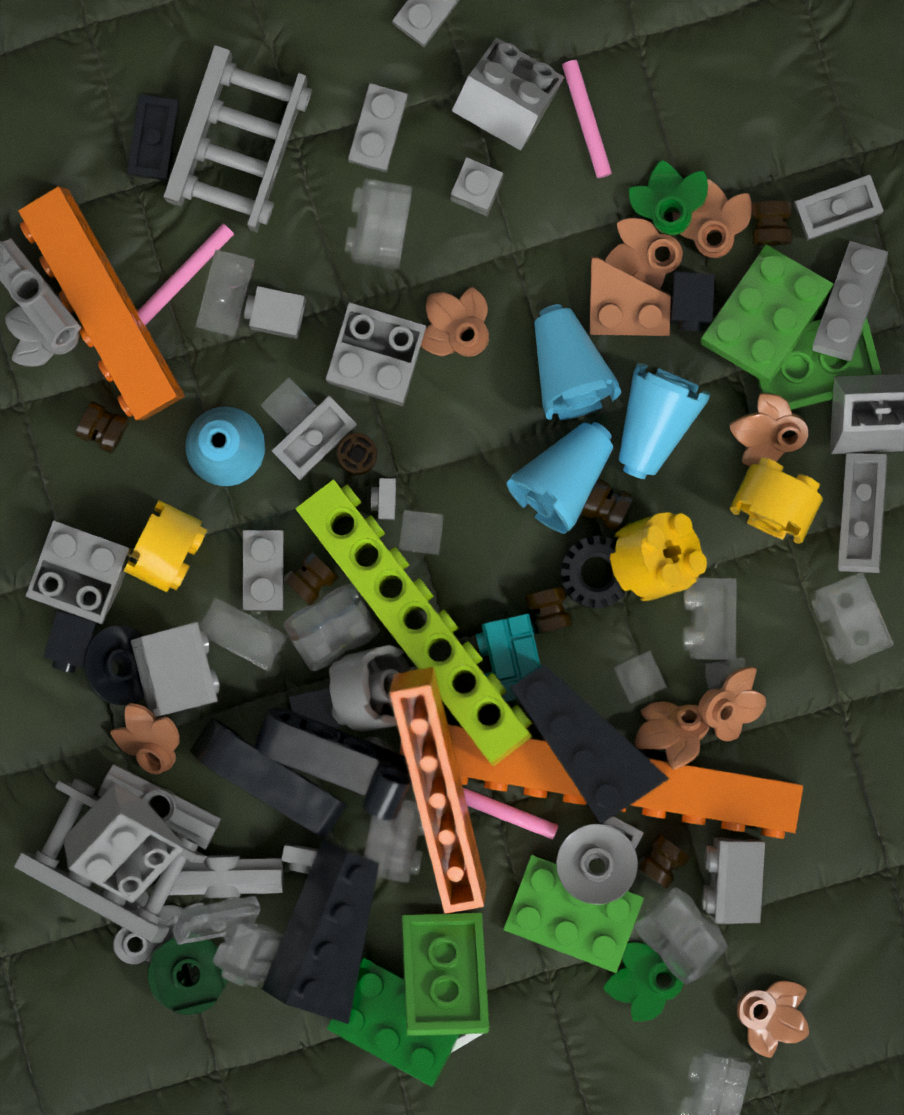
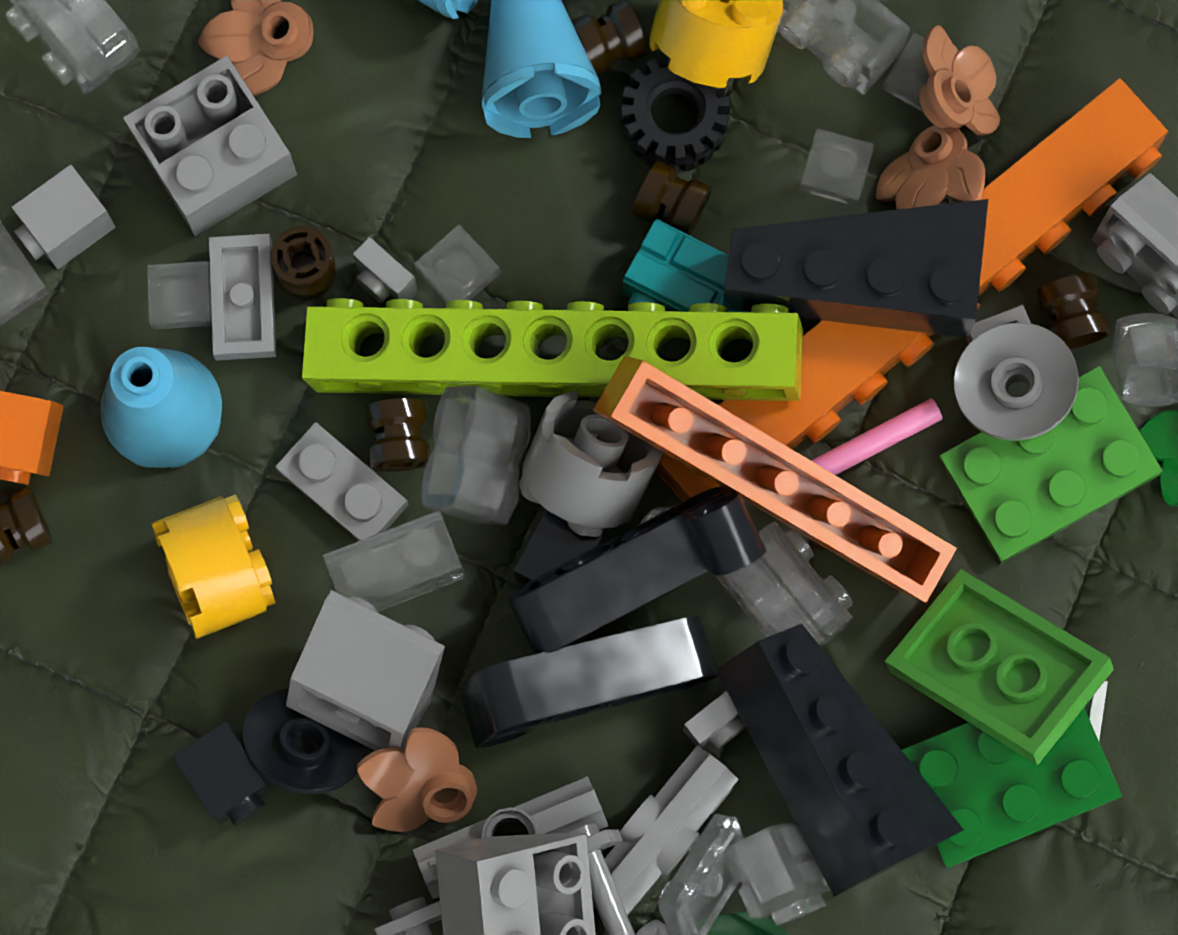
camera: 45 degrees left, 10 degrees down
(79, 572) = (150, 690): light grey slope -> none

